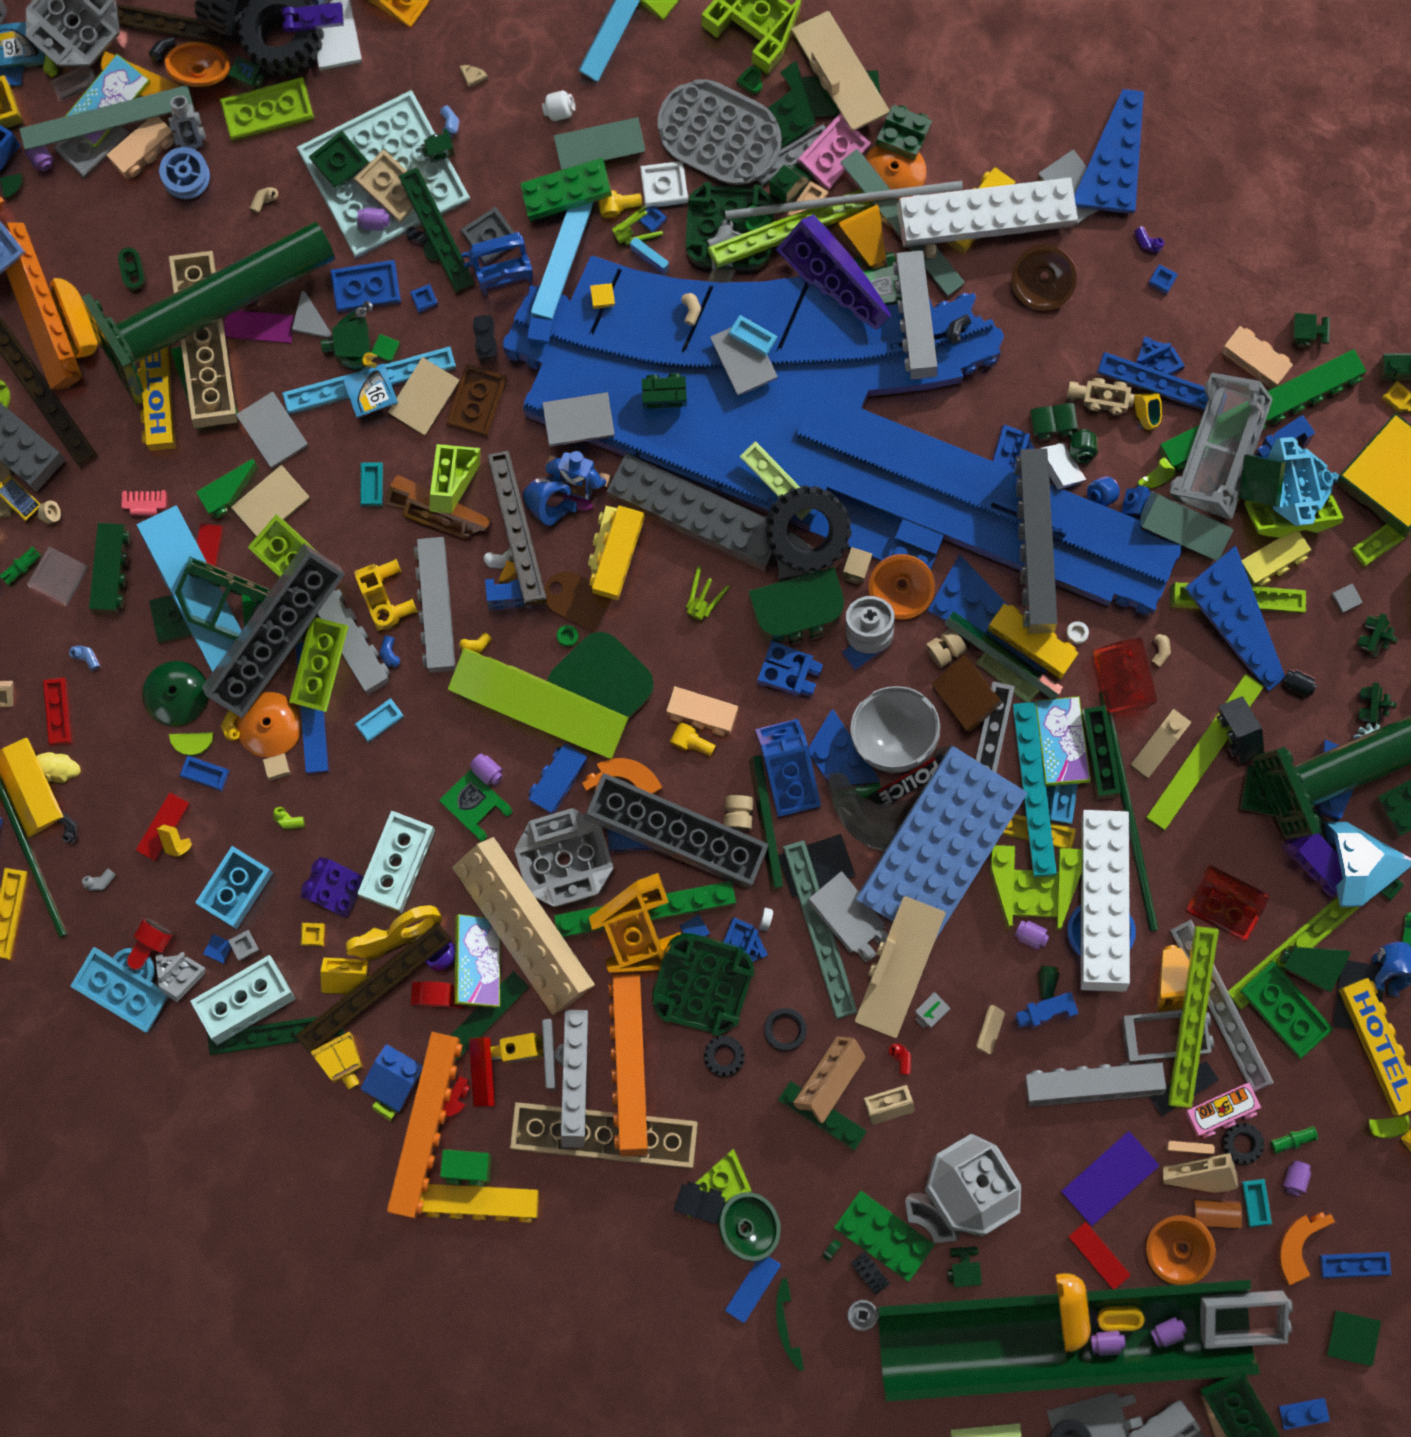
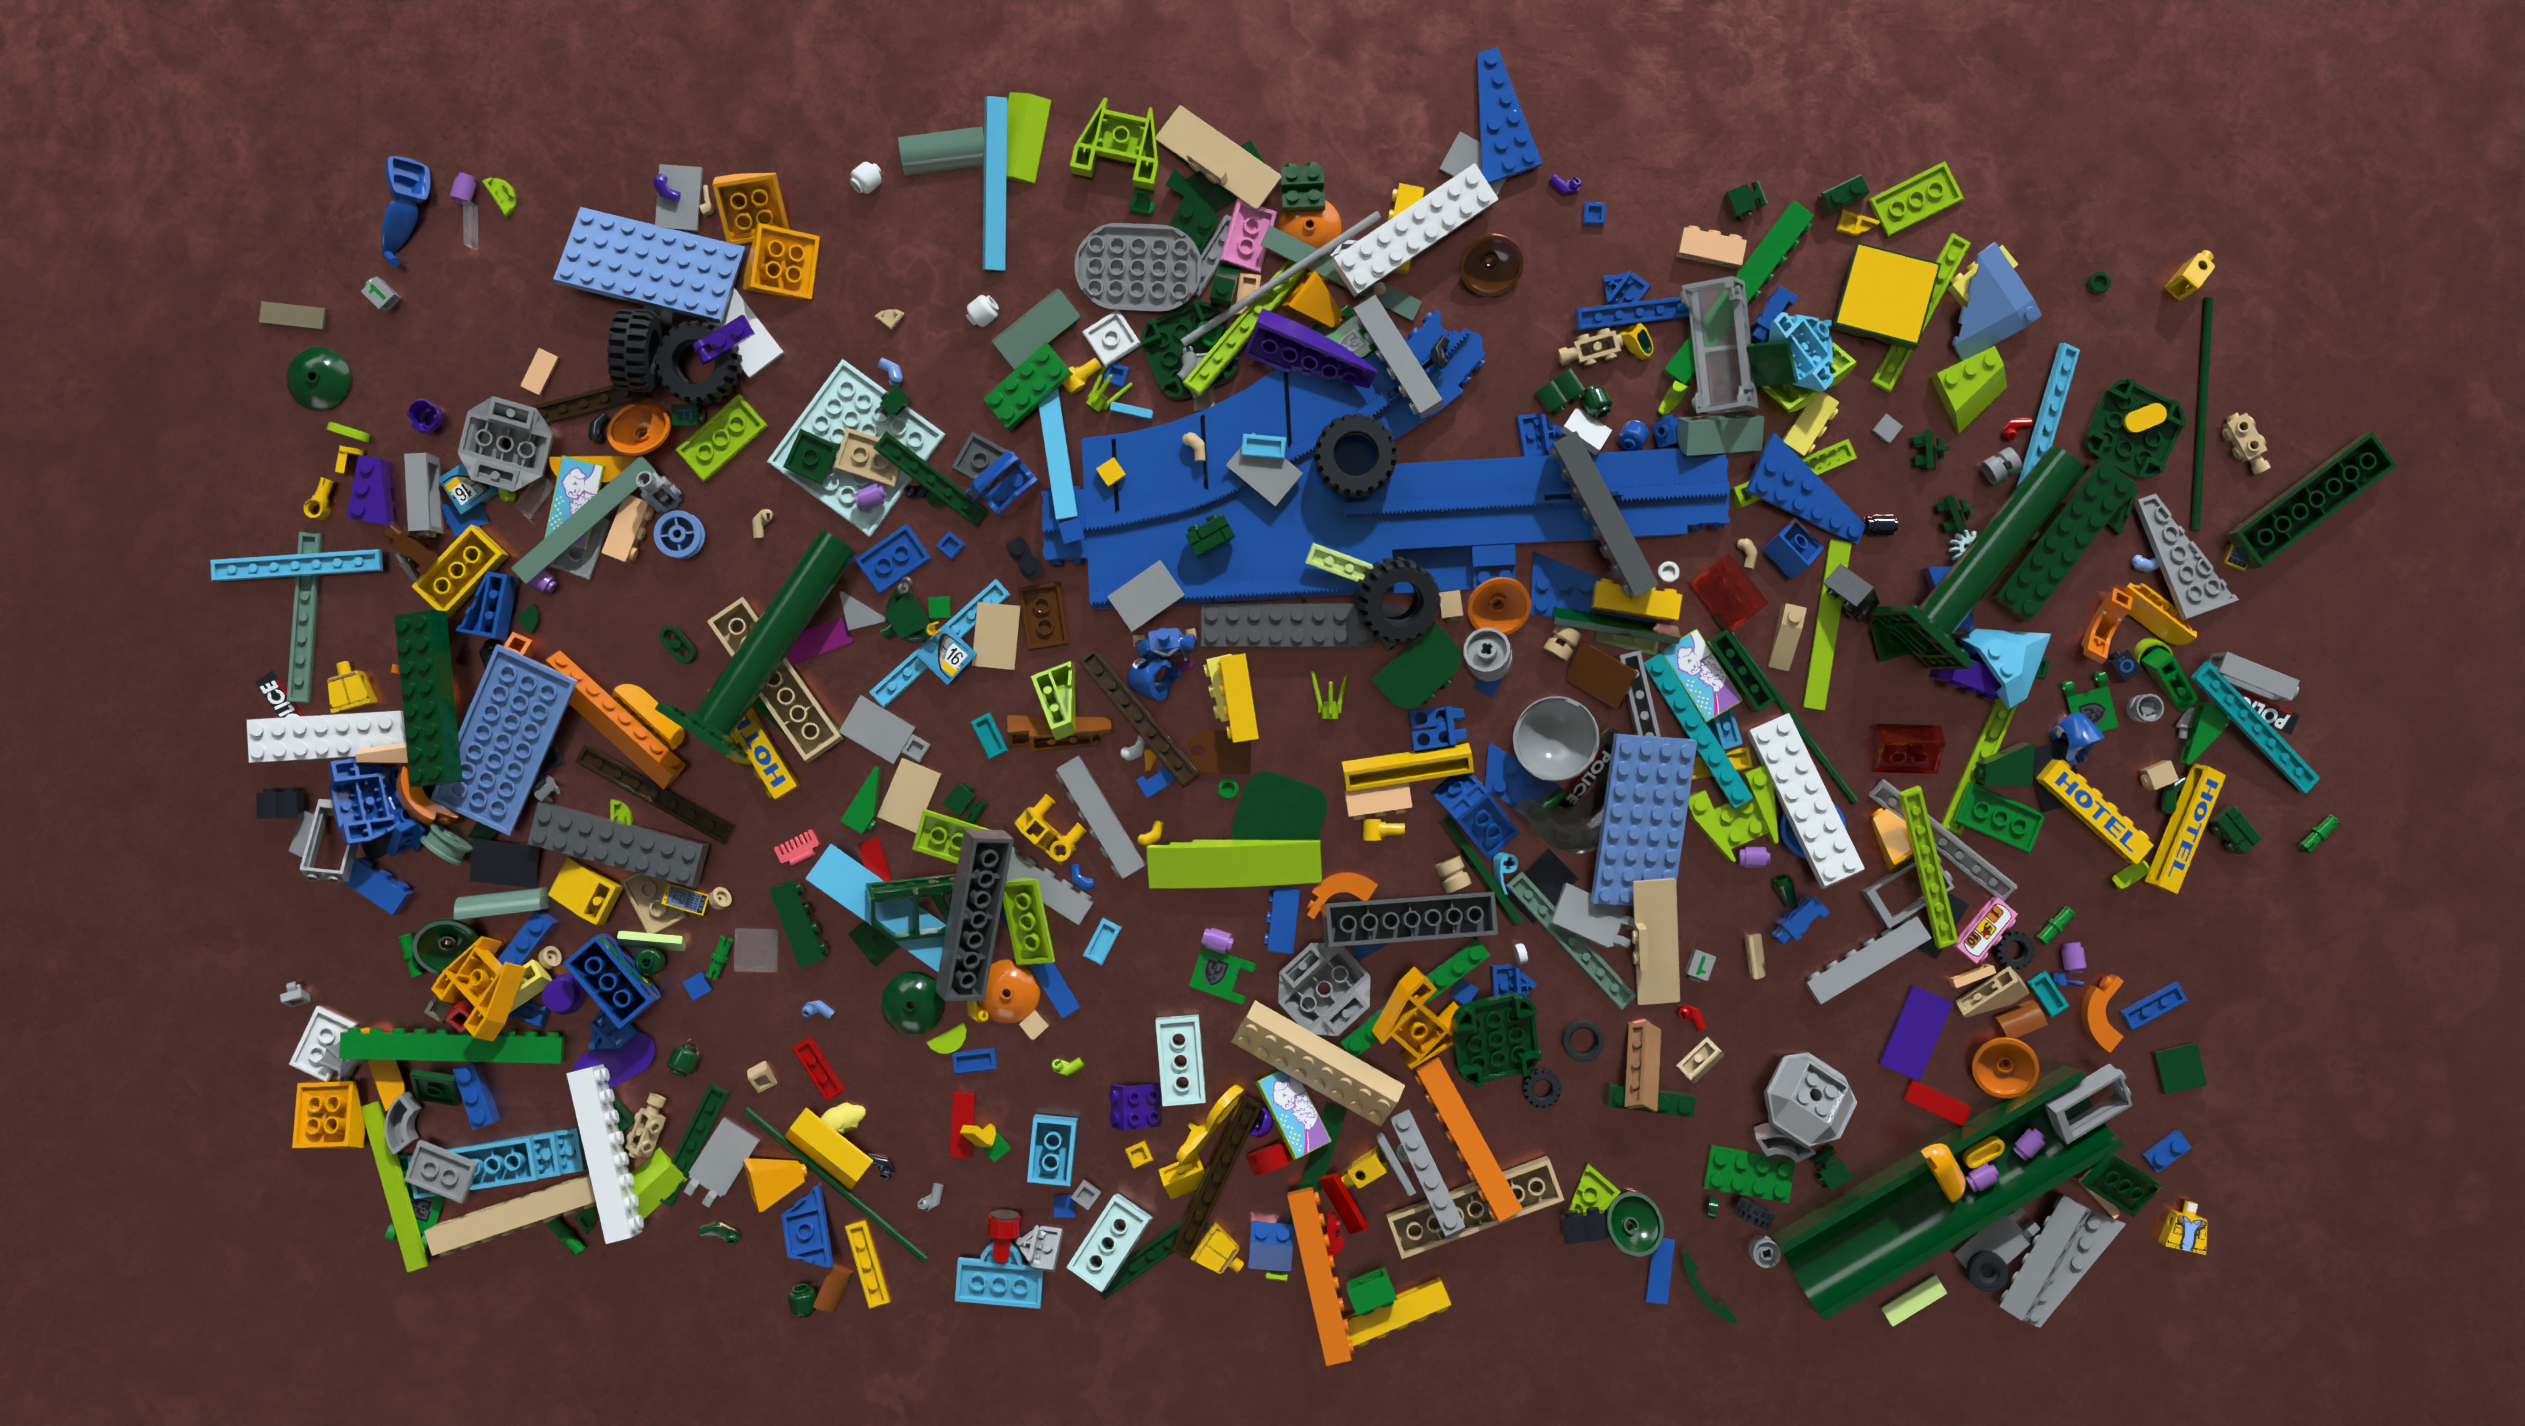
camera: 25 degrees left, 10 degrees up
(183, 864) = (998, 1148): none -> green tile
(298, 463) = (916, 748): none -> light grey tile
(316, 528) = (961, 800): none -> dark green brick
(744, 692) = (1408, 767): none -> yellow brick
(784, 828) = (1498, 867): none -> medium azure panel
(837, 354) = (1355, 426): none -> black tyre
(1205, 665) = (1793, 548): none -> blue slope
(1275, 1195) = (2061, 979): none -> blue hand

